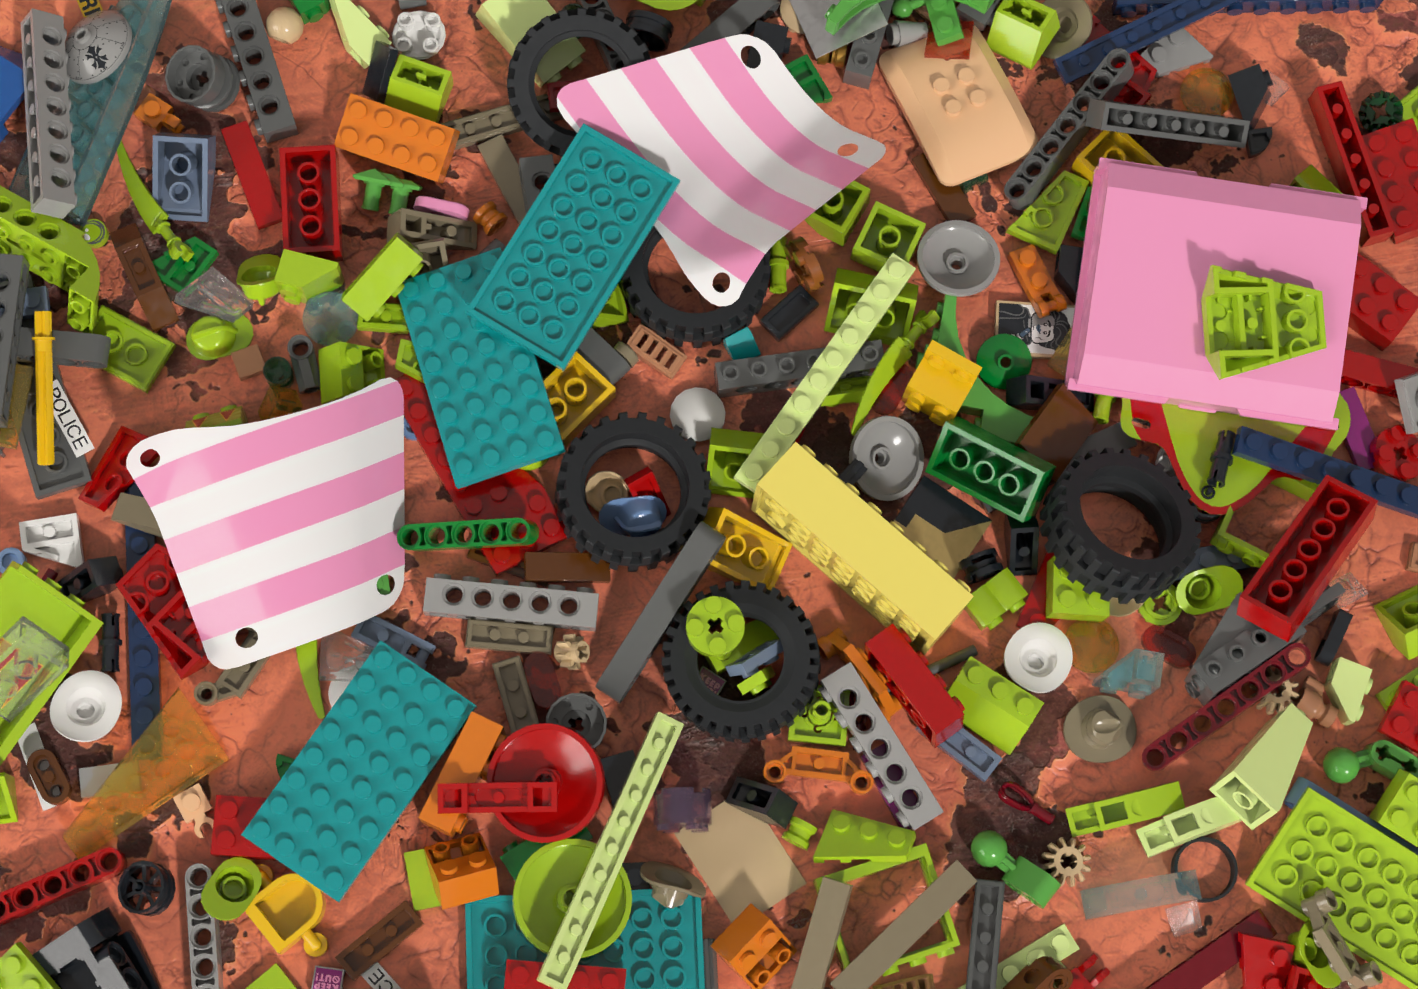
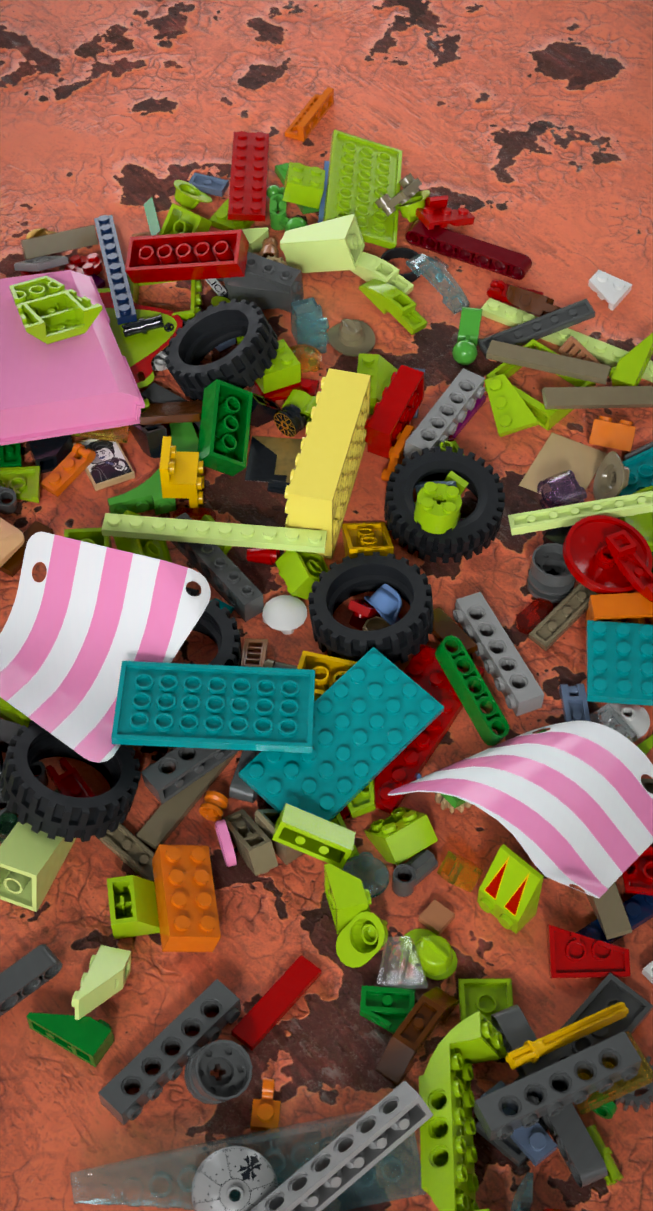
camera: 110 degrees left, 25 degrees down
(70, 422) = (580, 1009): white sticker -> none
(150, 210) = (358, 1060): lime sword -> none
(184, 174) = (310, 1051): sand blue slope -> none
(275, 369) = (436, 882): clear green wheel -> none
(284, 25) = (126, 1042): tan piece -> none
(311, 201) = (279, 932): red brick -> none
(375, 180) = (228, 897): bright green connector -> none
(380, 71) = (133, 937): black tile -> none
(418, 34) = (78, 939): white dish -> none
(509, 636) = (524, 647): dark tan tile -> none
(571, 651) = (504, 603): tan gear -> none
(660, 611) = (445, 556): dark grey beam -> none
(762, 802) = (523, 466): black slope -> none
(799, 833) = (526, 441): lime wheel -> none
(819, 765) = (472, 442): orange plate -> none
(890, 363) = (162, 511): lime sword -> none
(898, 454) = (247, 493): light grey dish -> none
(961, 245) = (77, 507): light grey dish -> none
(994, 350) = (136, 466): green dish -> none
(1033, 808) = (422, 347): dark red piece -> none
(1038, 657) = (319, 367): white hat -> none
(1066, 850) = (444, 319): tan gear -> none
(1177, 650) = (278, 322): clear red tile -> none
(1233, 695) = (314, 283): dark red beam -> none

